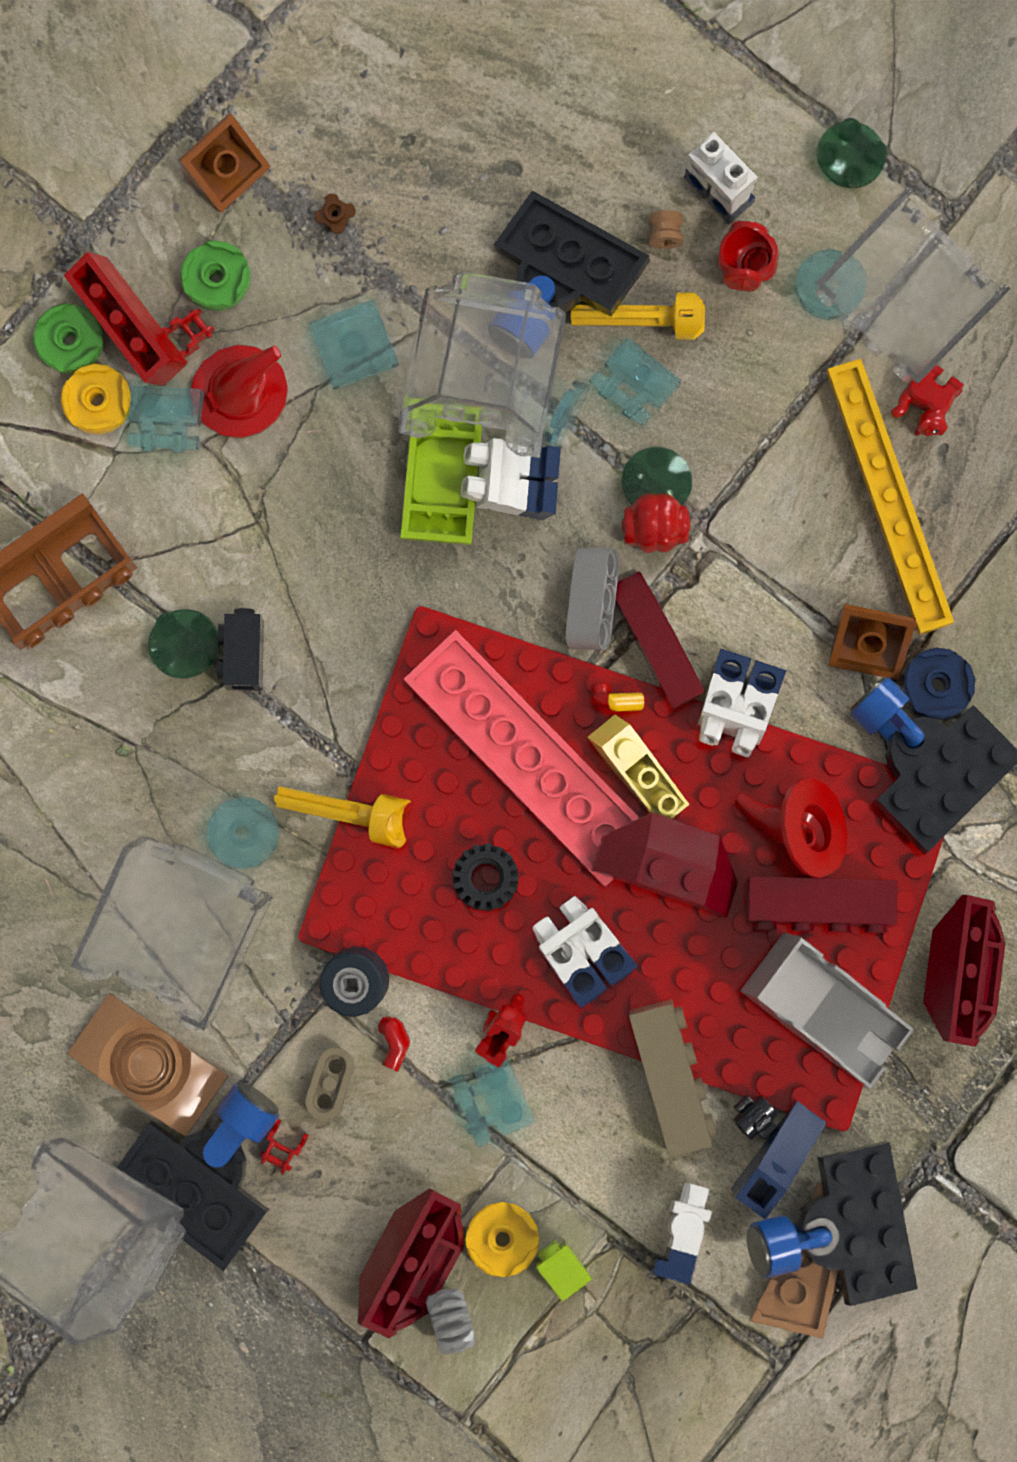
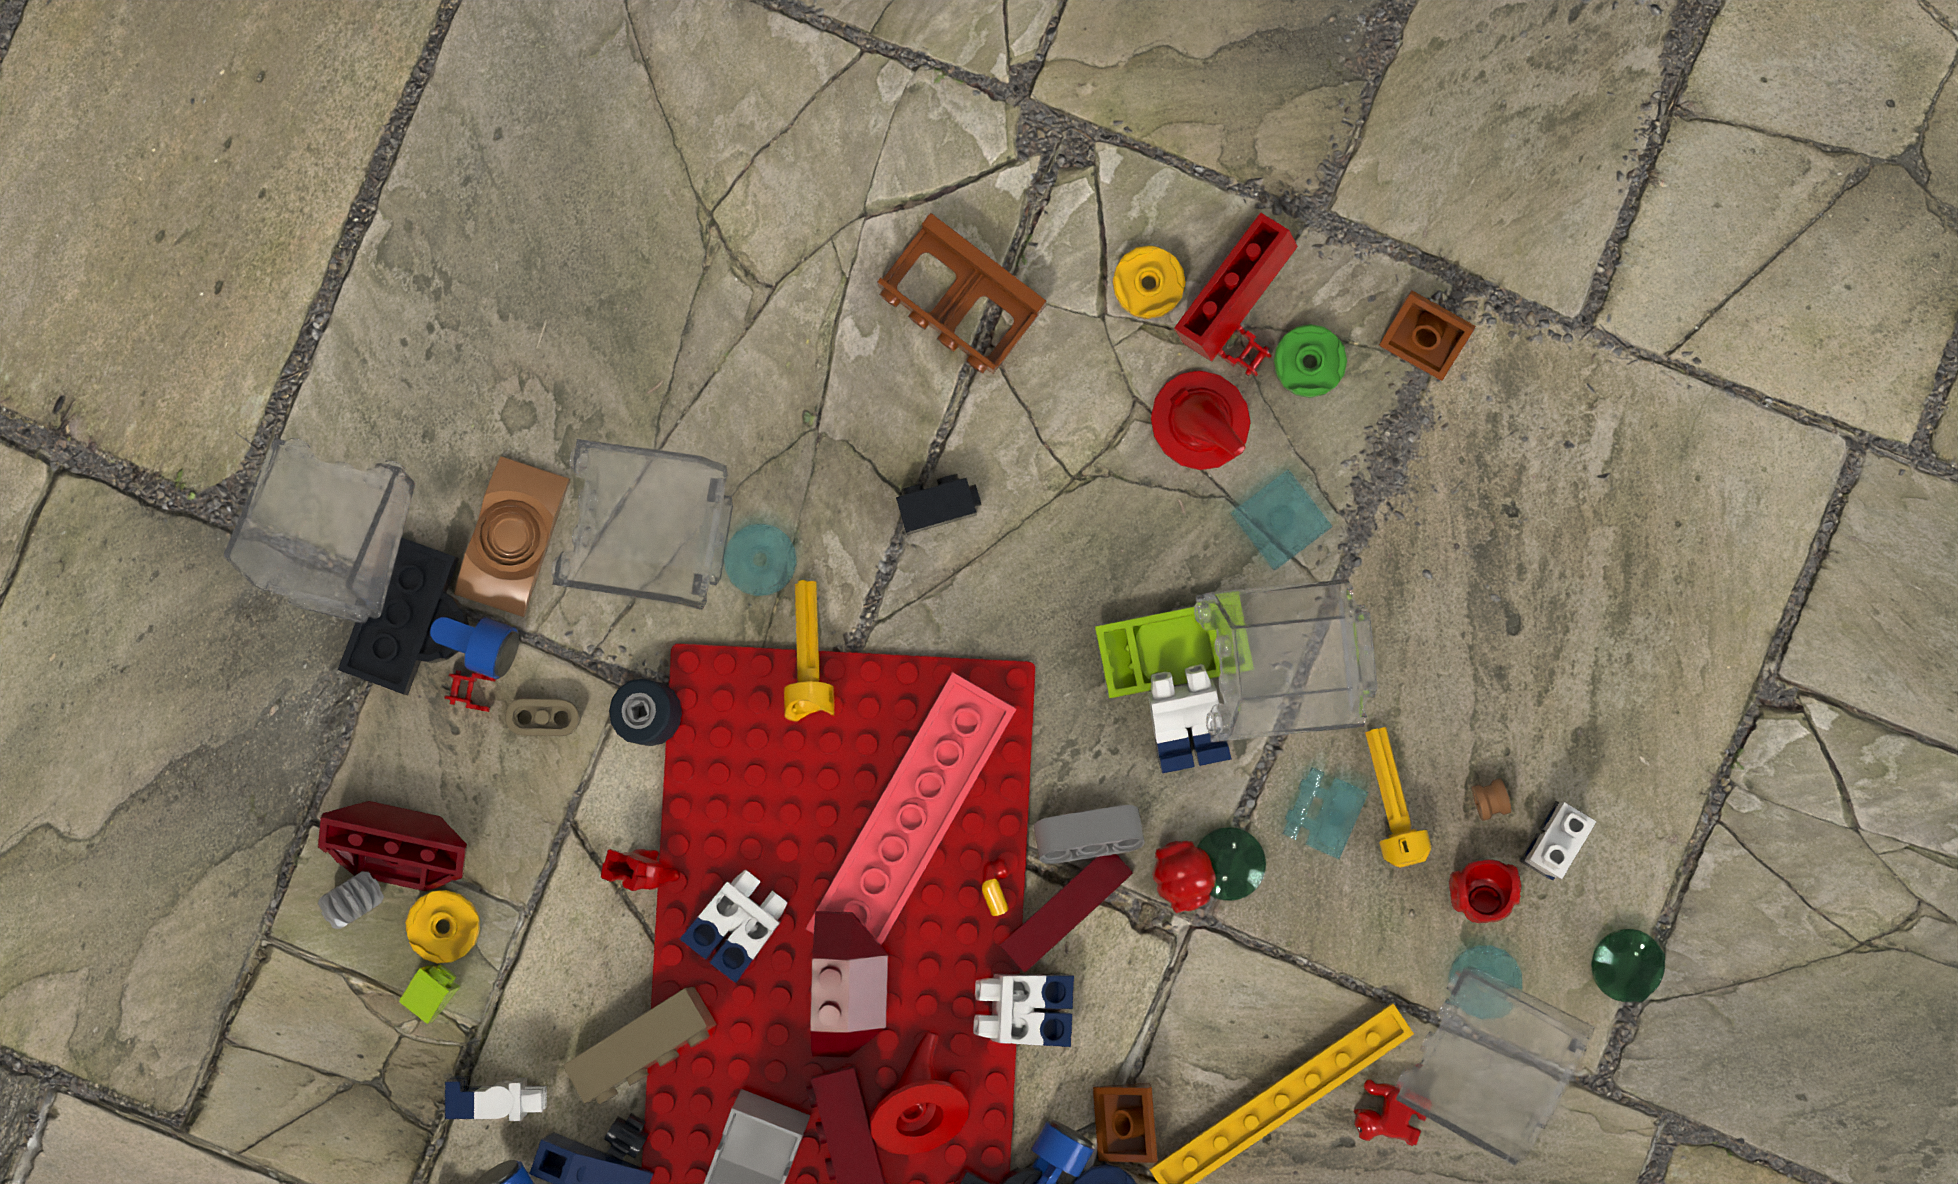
camera: 75 degrees right, 5 degrees up
(60, 323) = (1206, 216): bright green plate -> none
(165, 407) = (1160, 355): clear light blue plate -> none
(183, 643) = (929, 444): clear green dish -> none
(335, 223) = (1400, 465): reddish brown plate -> none
(397, 1039) = (603, 769): red arm -> none
(485, 855) = (759, 809): black tyre -> none
(503, 1097) = (575, 889): clear light blue plate -> none
(567, 412) = (1267, 755): clear light blue tile -> none
(569, 256) = (1429, 709): black plate -> none
(637, 768) = (930, 928): light yellow slope -> none

